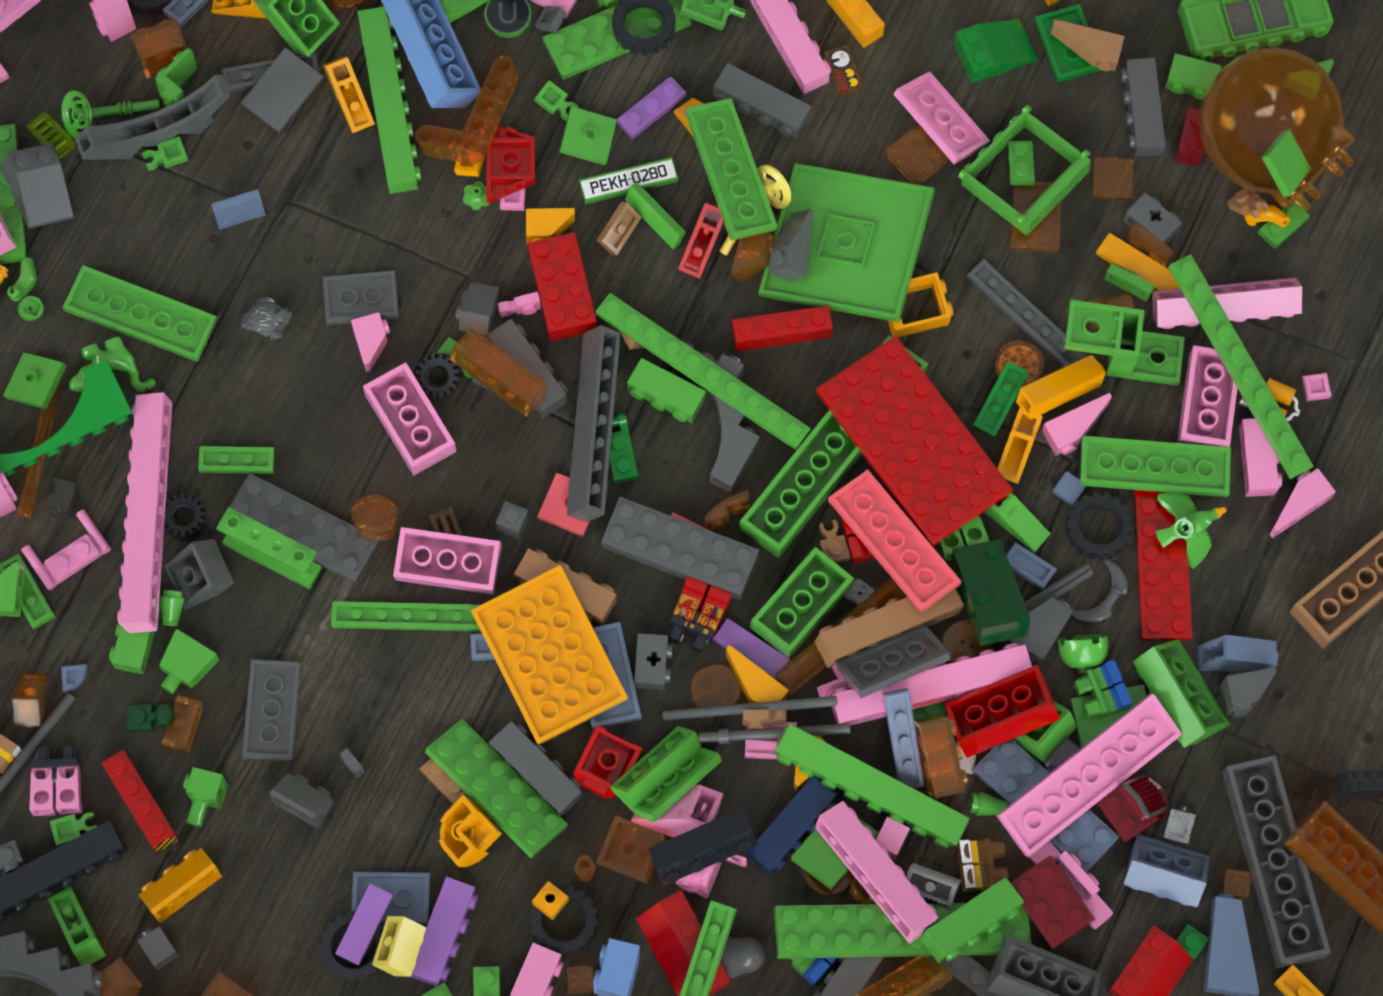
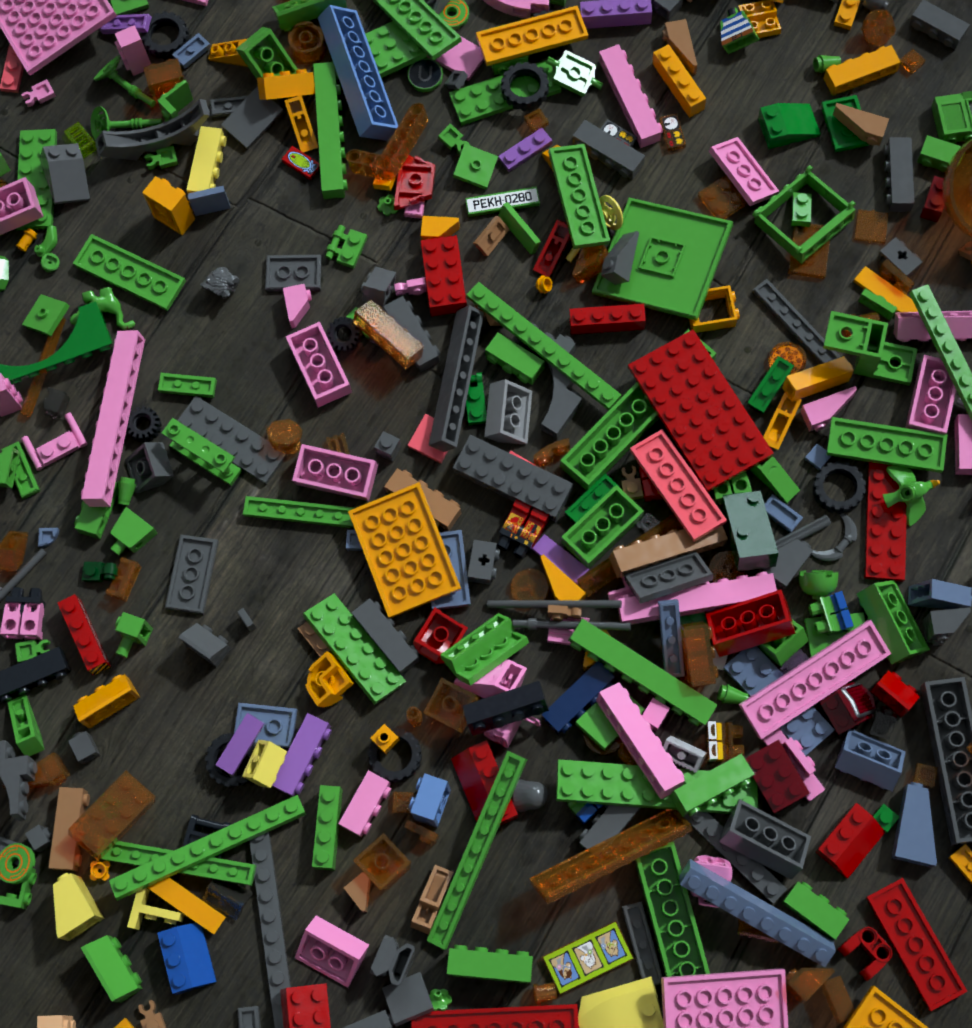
camera: 15 degrees right, 0 degrees up
(80, 38) = (110, 71): none -> bright green dish
(186, 220) = (169, 205): none -> light orange brick
(227, 154) = (206, 159): none -> light yellow brick
(324, 43) = (285, 84): none -> light orange brick
(354, 147) = (301, 162): none -> tile
(434, 260) = (351, 248): none -> bright green plate
(662, 67) = (536, 120): none -> clear orange plate
(664, 463) = (508, 412): none -> light grey slope
(694, 288) = (544, 284): none -> light orange plate
(773, 77) = (619, 133): none -> tile
(782, 567) = (590, 498): none -> green plate
(1191, 784) = (895, 693): none -> red slope

